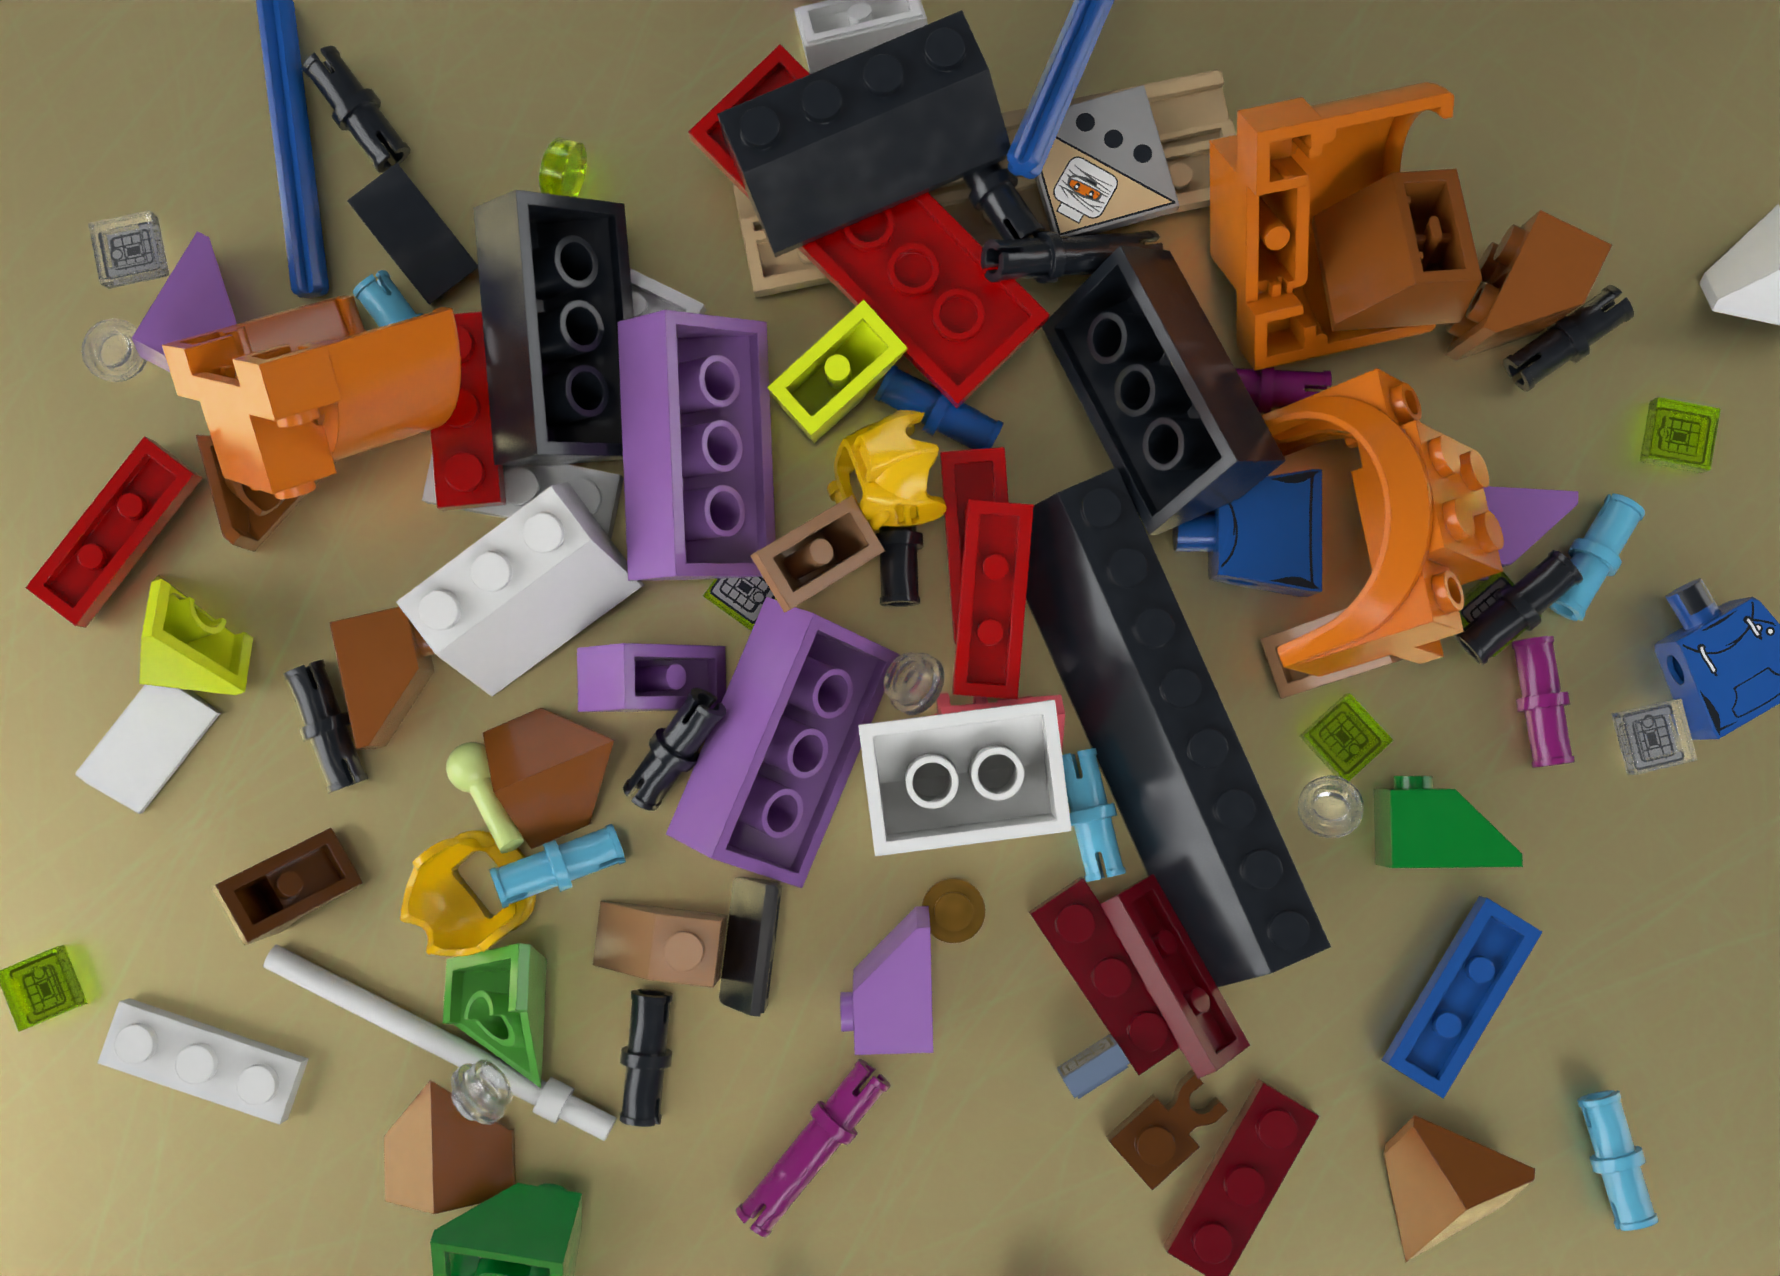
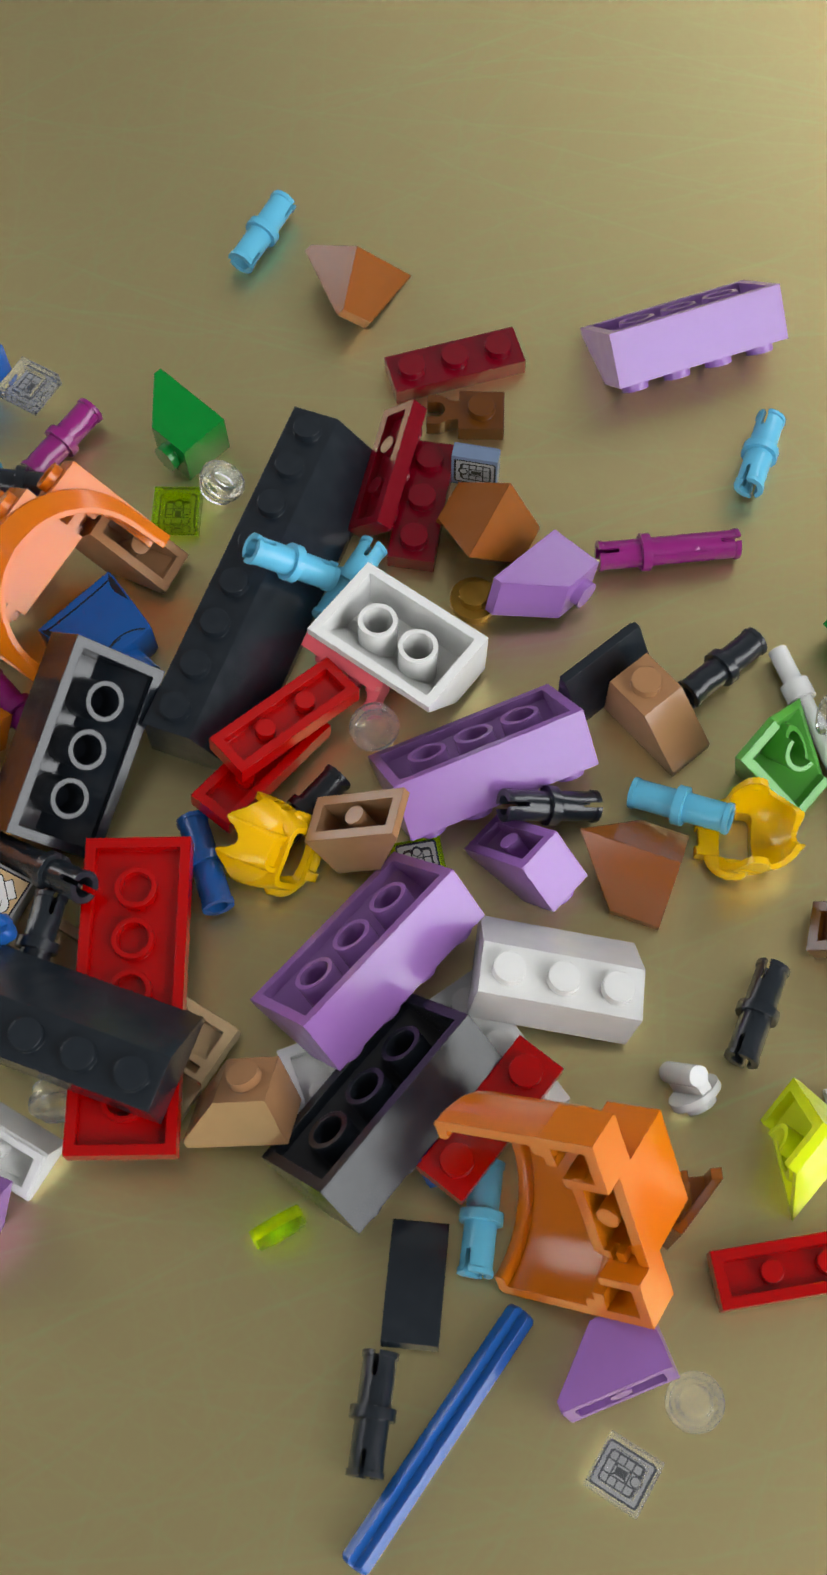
camera: 135 degrees left, 20 degrees down
(324, 599) = (692, 1087): none -> white plate
(381, 672) = (687, 1011): dark orange slope -> none
(470, 772) = (685, 911): yellowish green bar -> none
(675, 225) = (245, 1106): none -> medium nougat slope
(837, 371) = (240, 924): neon yellow slope -> none
(1013, 999) = (489, 521): none -> dark orange slope
(1147, 760) = (290, 562): none -> medium azure pin
(1461, 996) = (255, 351): blue plate -> none

